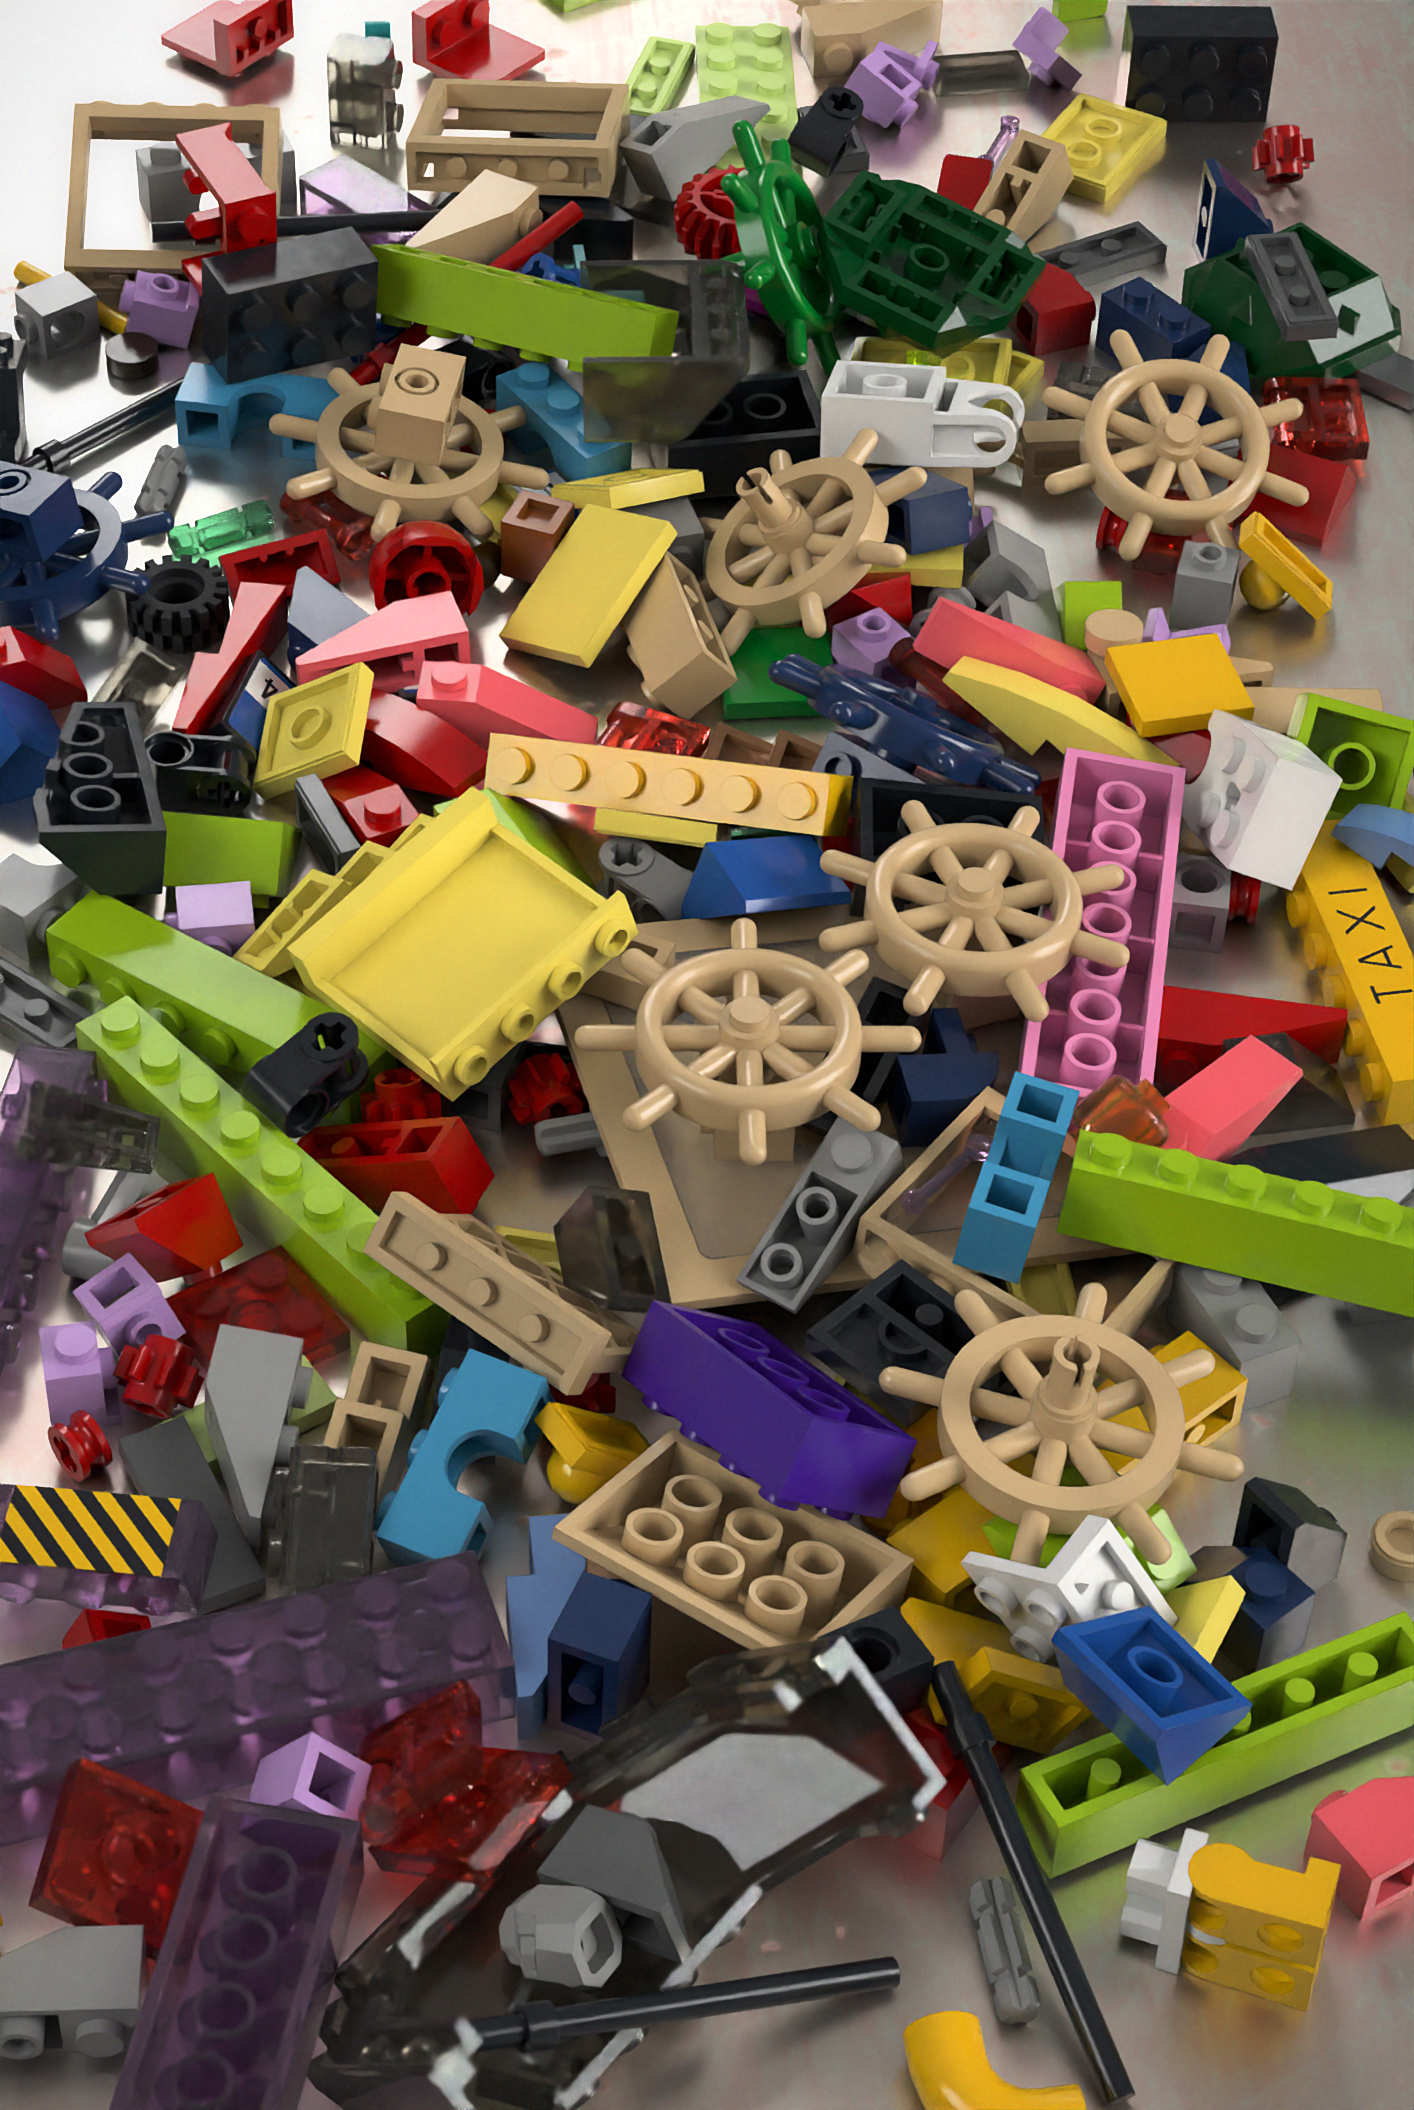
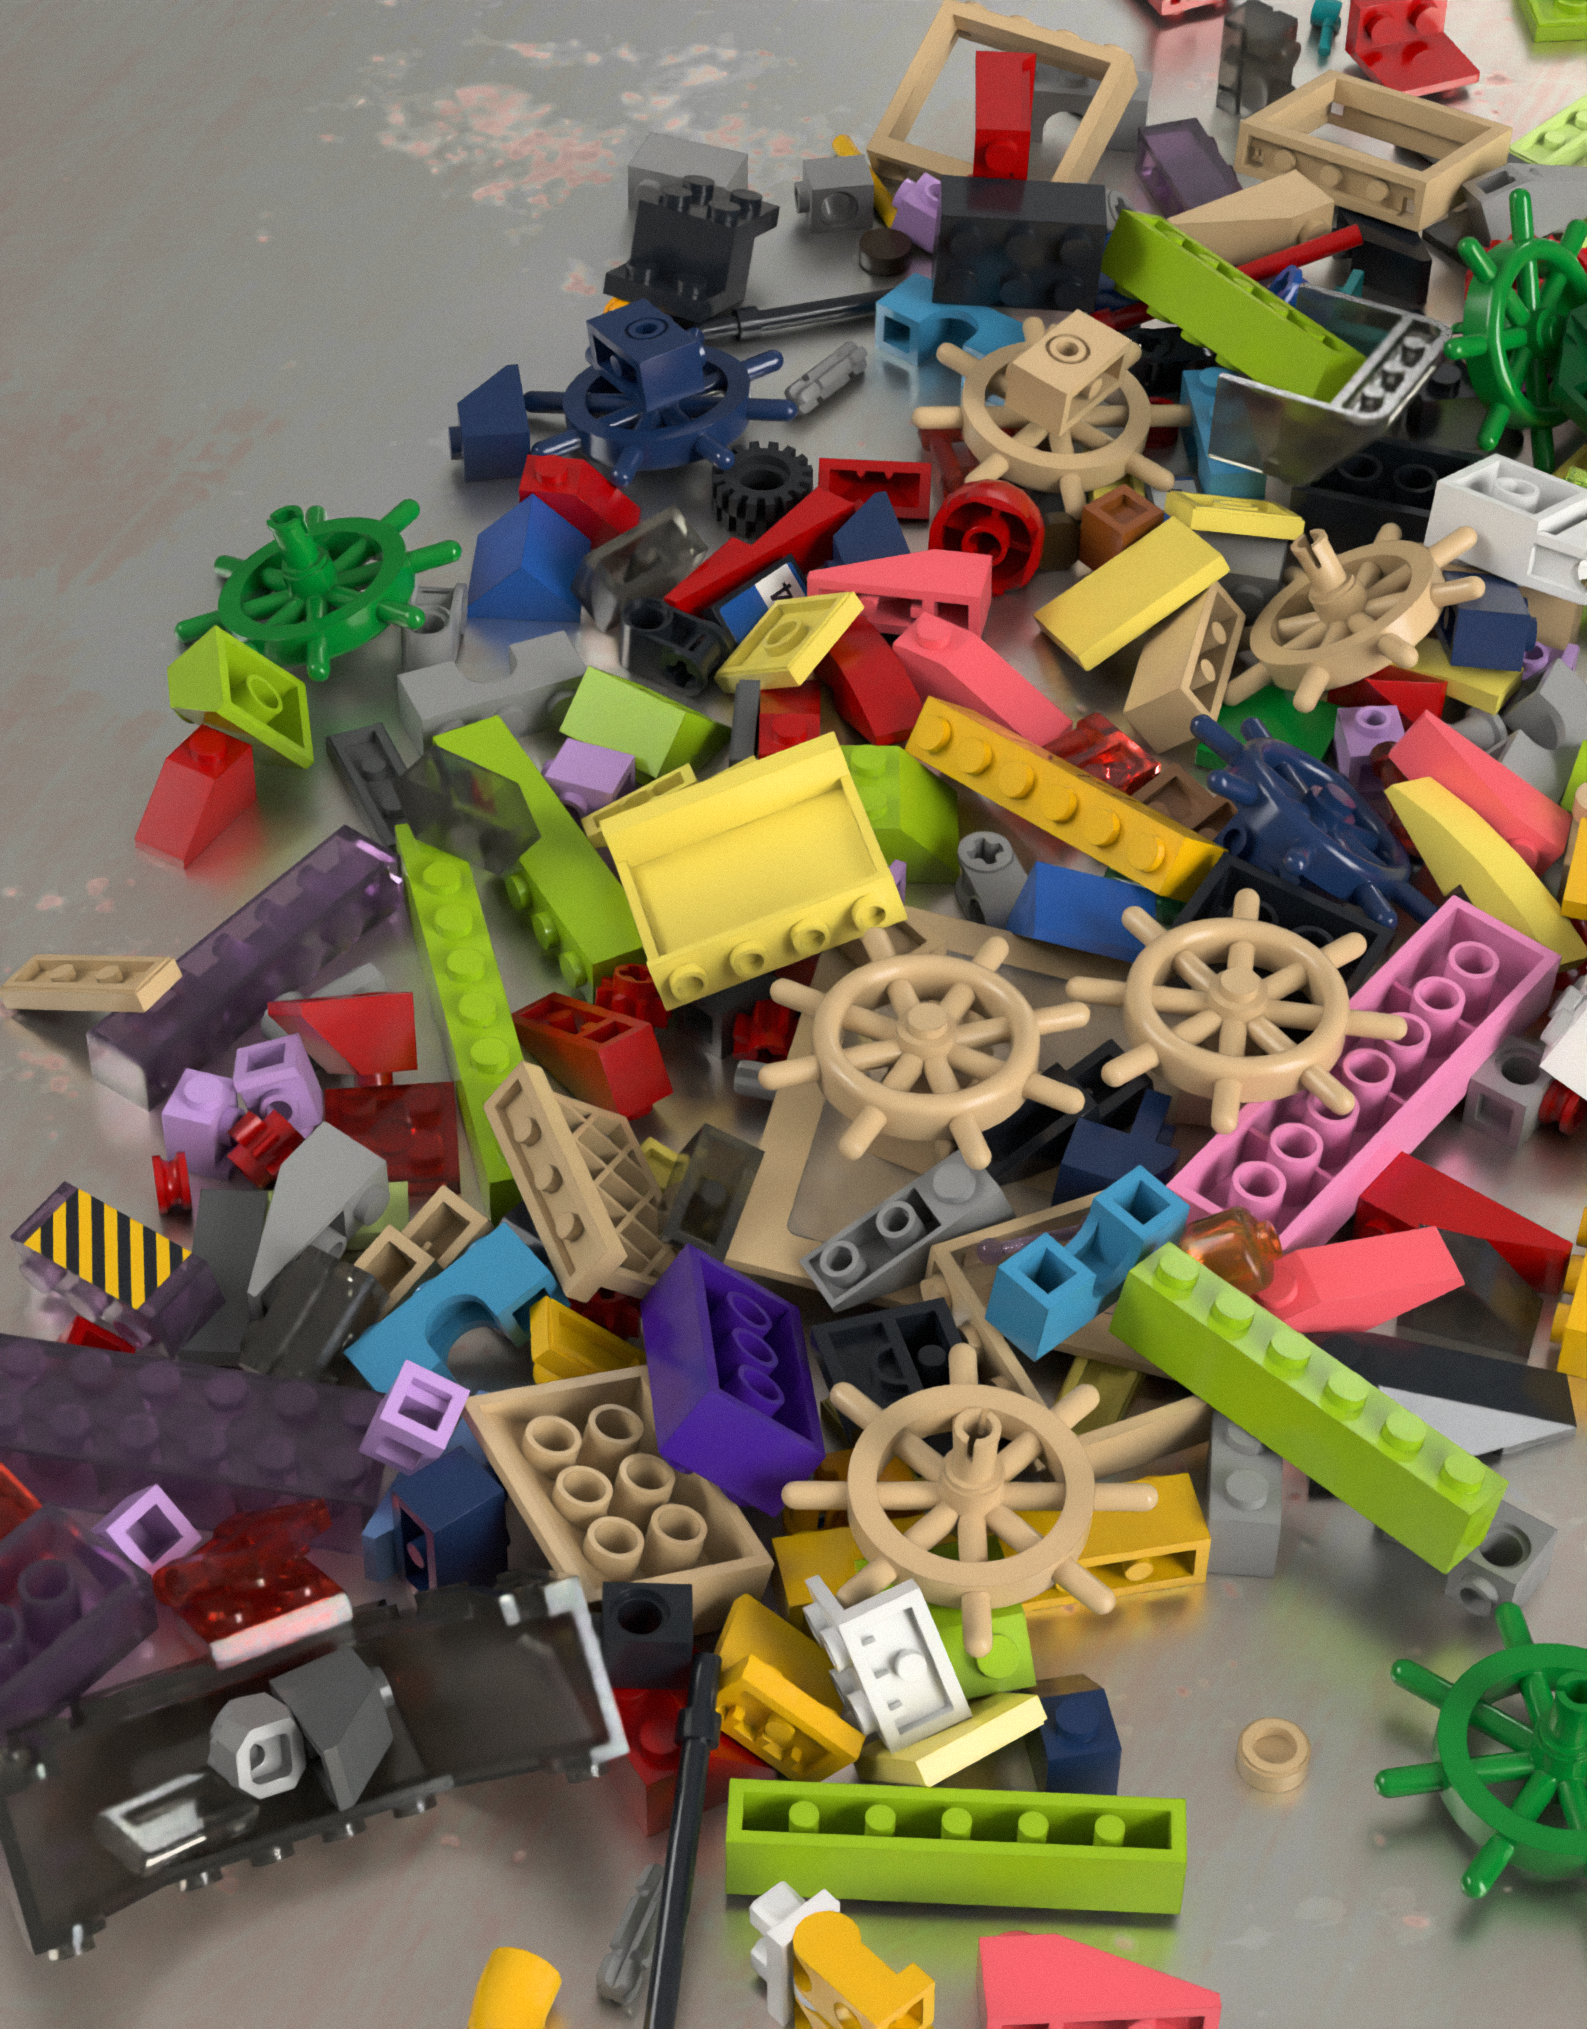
camera: 30 degrees right, 0 degrees up
(63, 1125) = (332, 893): clear smoke slope -> none
(102, 802) = (539, 639): black wedge -> none
(152, 983) = (466, 810): none -> clear smoke brick
(221, 529) = (851, 435): clear green axle -> none
(304, 1082) = (547, 943): black piece -> none
(310, 224) = (1101, 174): black bar -> none
(525, 1567) = (414, 1419): none -> lavender brick
(541, 2025) = (170, 1800): black bar -> none
(659, 827) = (1030, 838): light yellow tile -> none
(1148, 1688) = (874, 1752): blue slope -> none
(1292, 1529) = (1148, 1694): black slope -> none

